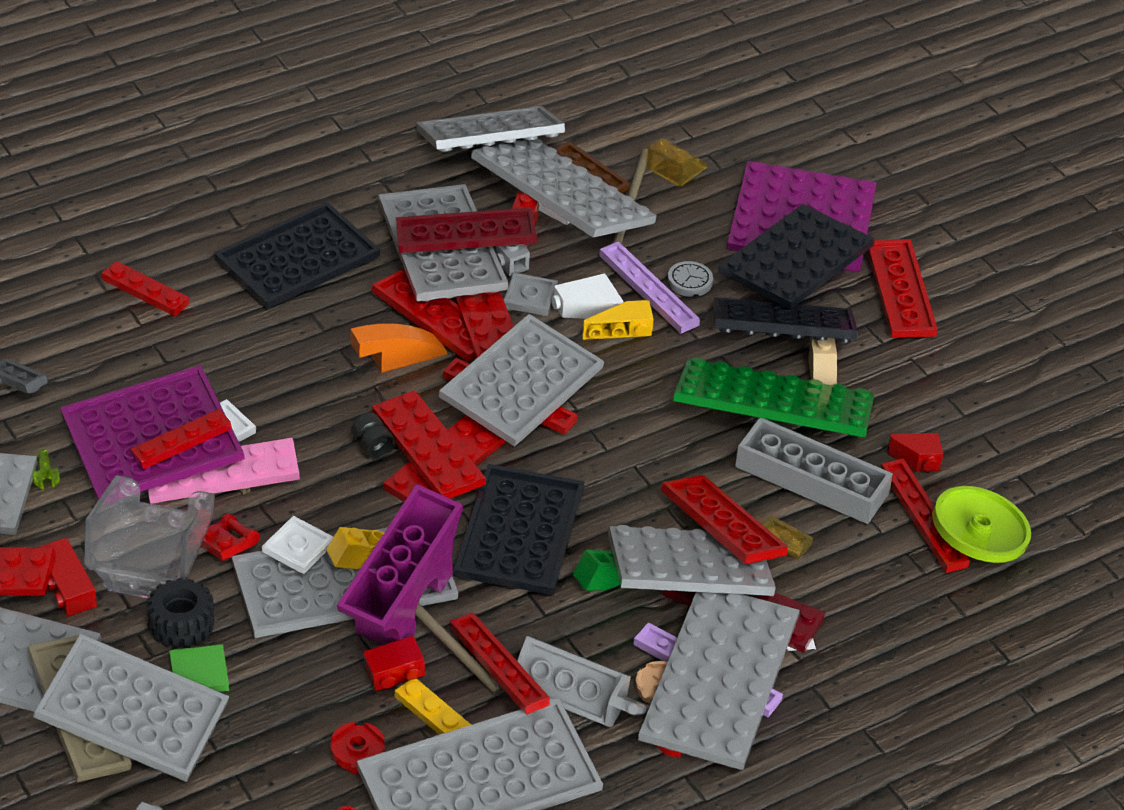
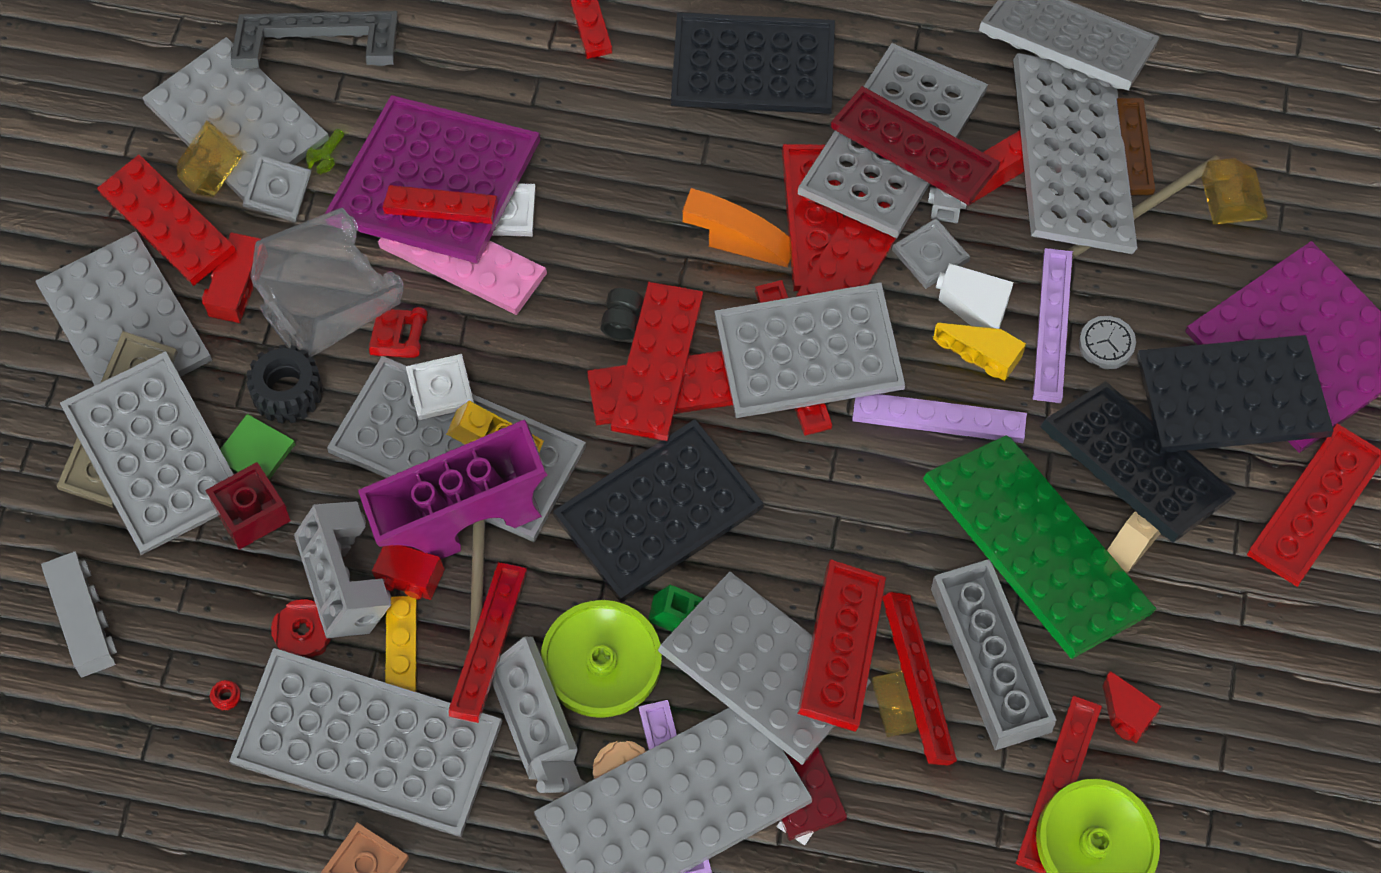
camera: 45 degrees right, 20 degrees up
(37, 507) = (277, 188): none -> light grey tile
(239, 695) = (248, 505): none -> dark red slope
(376, 698) = (322, 541): none -> light grey plate
(584, 622) = (602, 658): none -> lime dish
(634, 376) = (940, 417): none -> lavender plate
(753, 498) = (919, 679): none -> red plate

